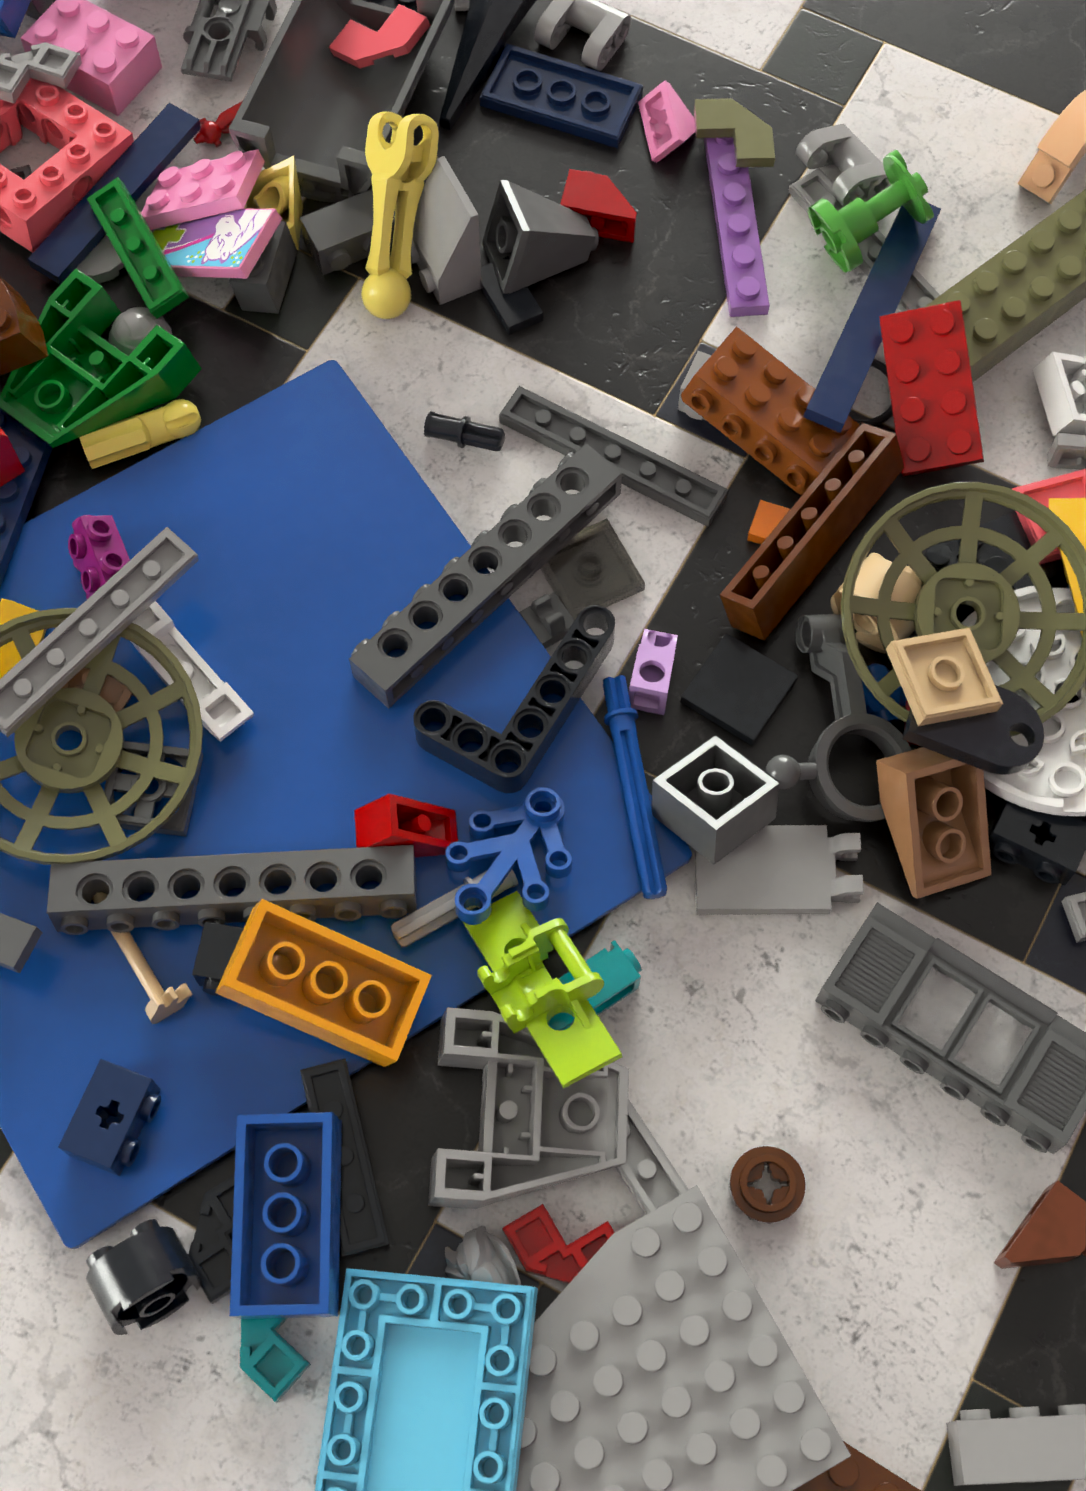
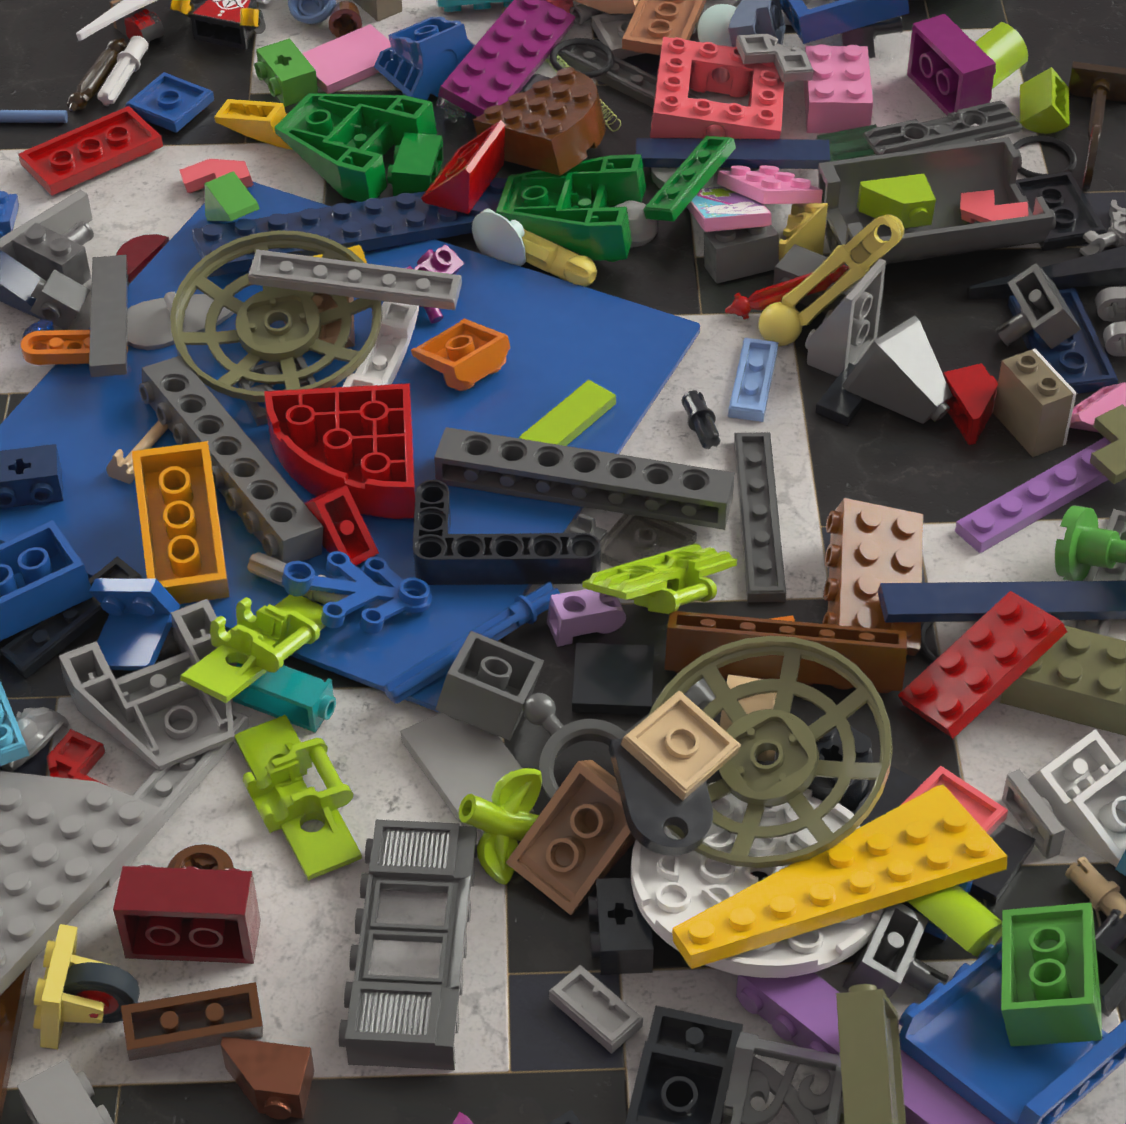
camera: 60 degrees right, 20 degrees down
(85, 463) = (499, 237): none -> light aqua dish
(168, 87) = (848, 143): none -> clear green tile
(237, 586) = (464, 353): none -> orange slope
(304, 761) = (348, 439): none -> red brick
(313, 99) = (903, 197): none -> lime slope
(349, 276) = (764, 297): none -> red wheel
(390, 543) = (572, 415): none -> lime tile
(417, 1104) = (136, 620): none -> blue bracket
(434, 359) = (753, 379): none -> light blue tile
(537, 83) = (1040, 310): none -> dark grey brick
(648, 159) = (1034, 402): none -> dark tan piece
(660, 584) = (664, 579): none -> lime piece
(722, 1058) = (286, 803): none -> lime piece
(838, 1219) = (187, 914): none -> dark red brick
(866, 1382) = (78, 989): none -> plate
(879, 865) = (503, 819): none -> lime plant
(964, 1277) = (191, 1021): none -> reddish brown brick

